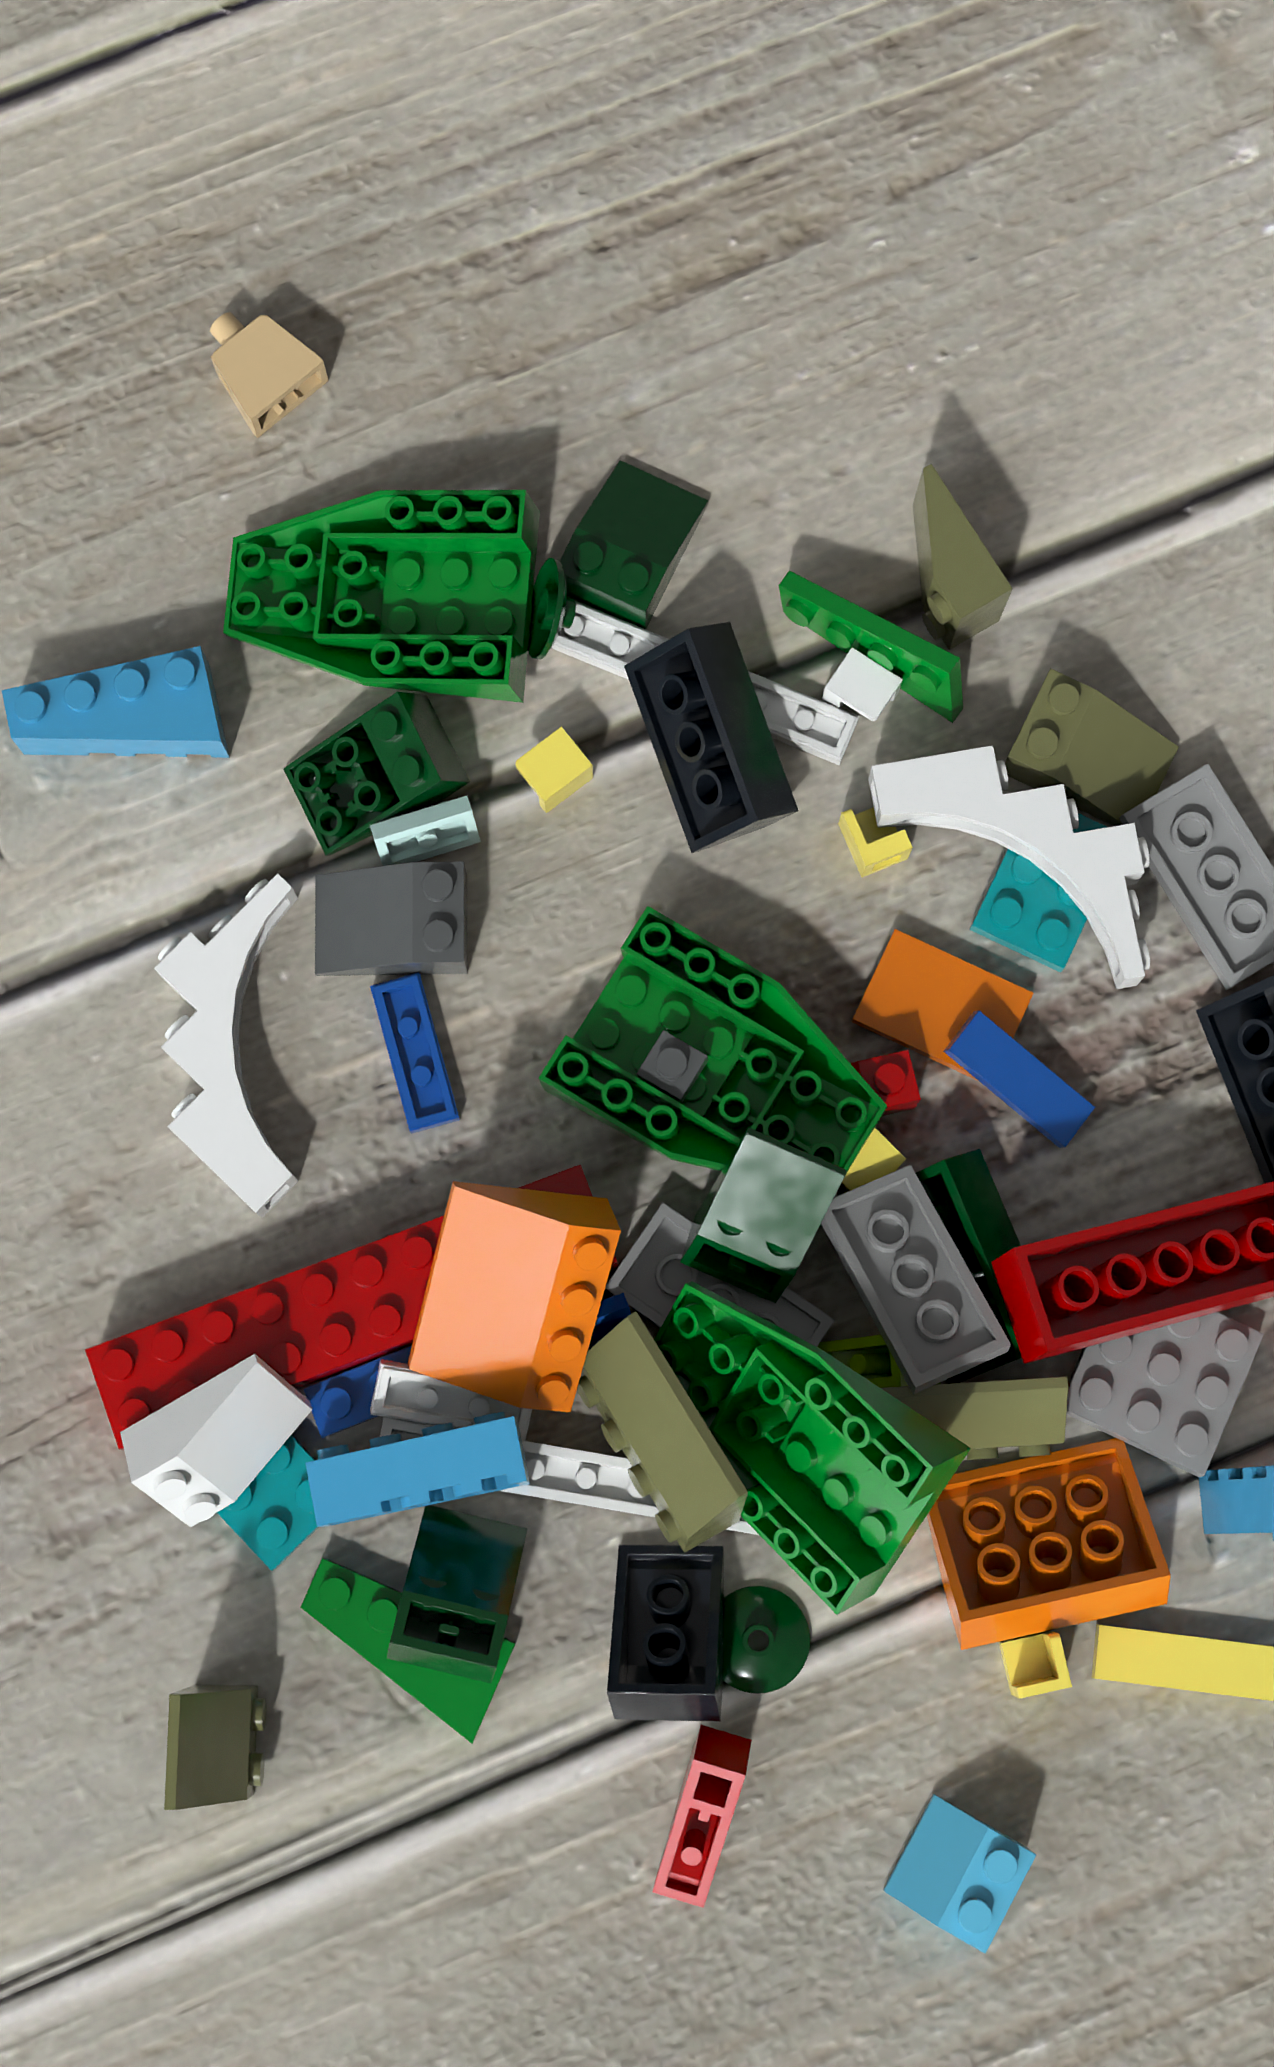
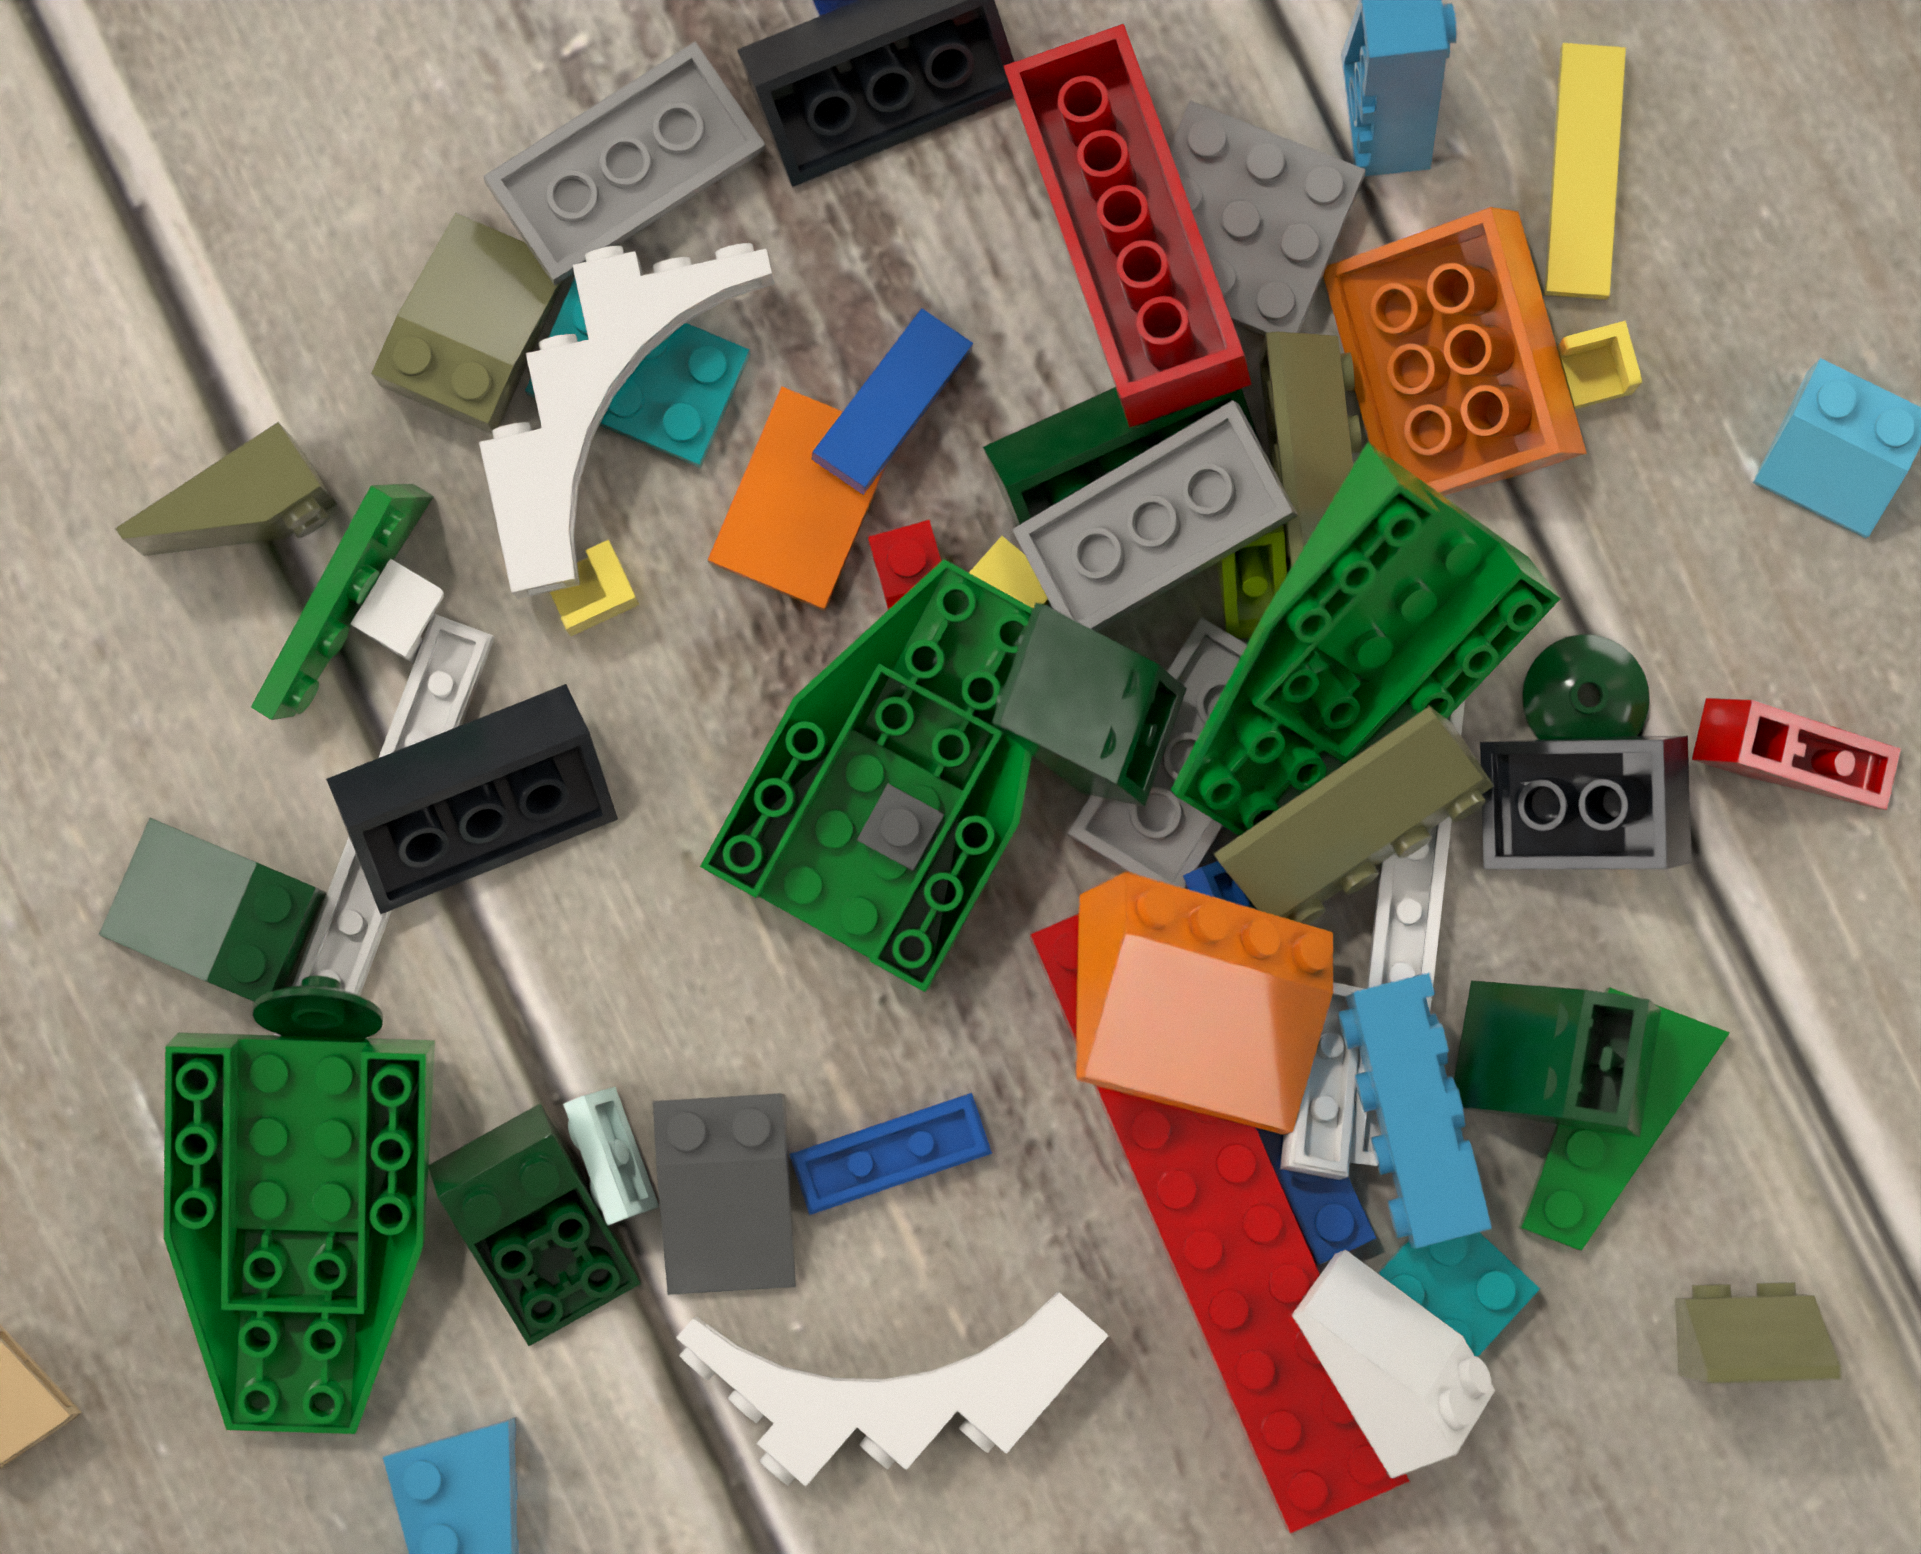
camera: 90 degrees left, 5 degrees up
(555, 769) = (520, 995): light yellow panel -> none

